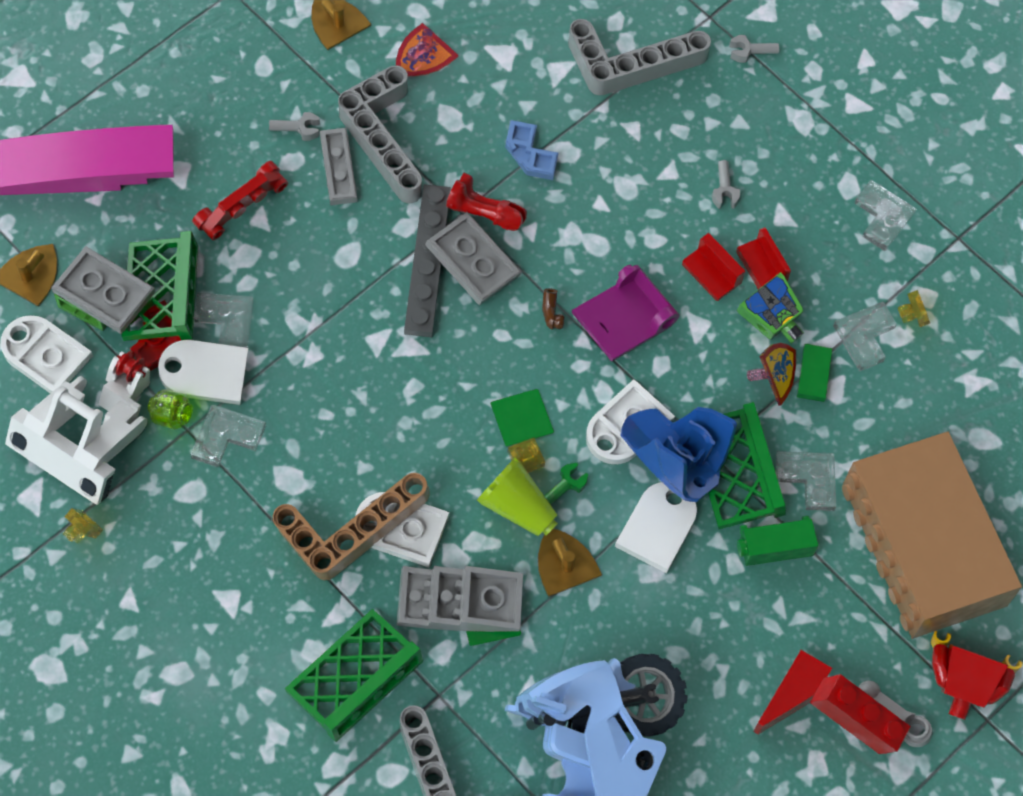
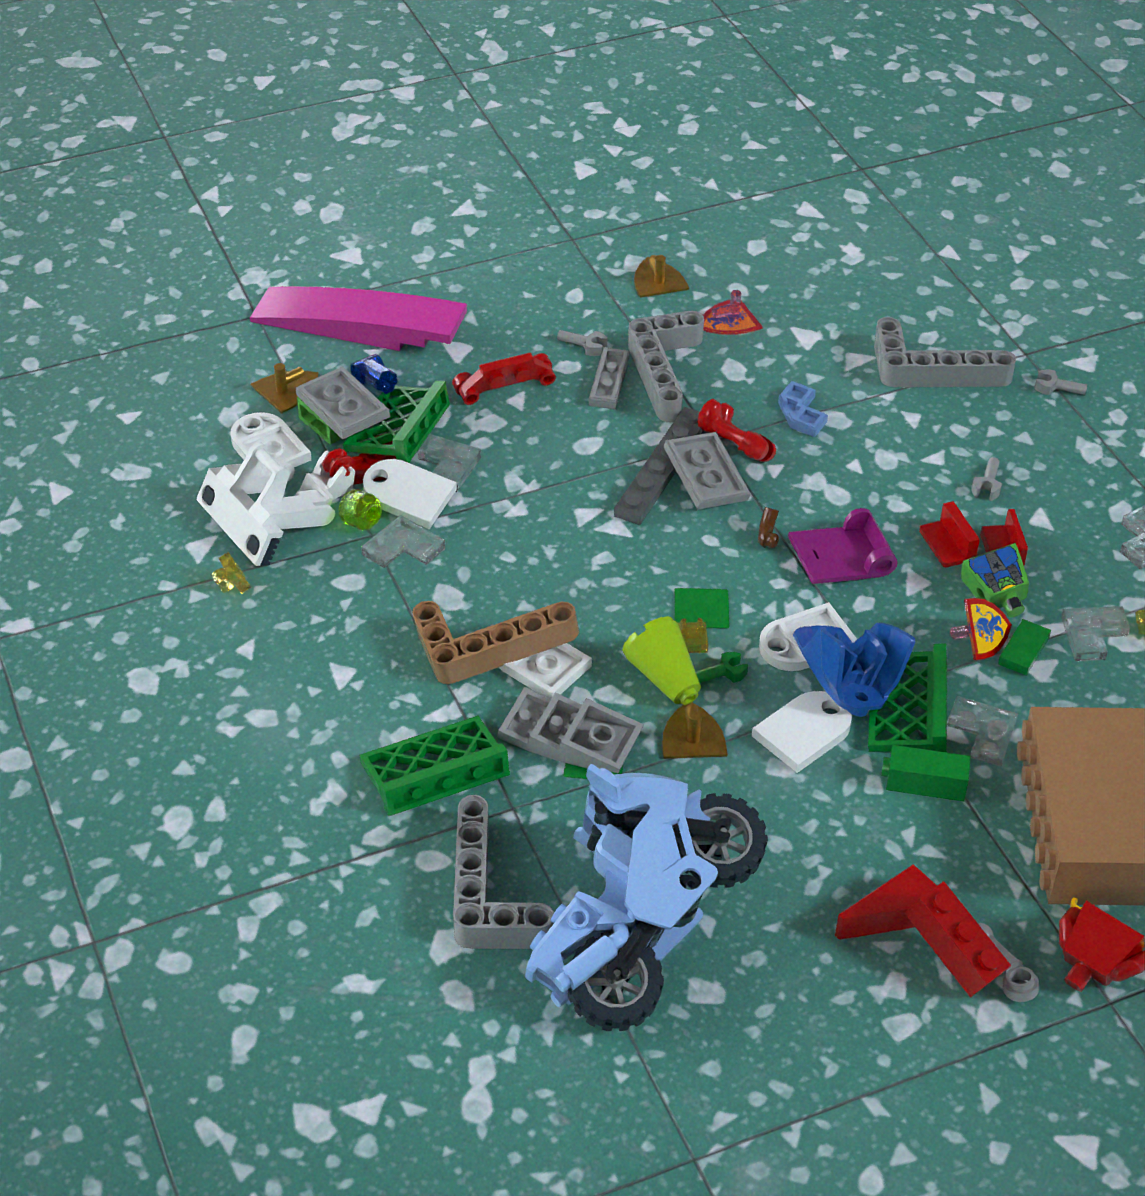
camera: 25 degrees right, 20 degrees down
(110, 233) = (374, 373): none -> clear blue piece

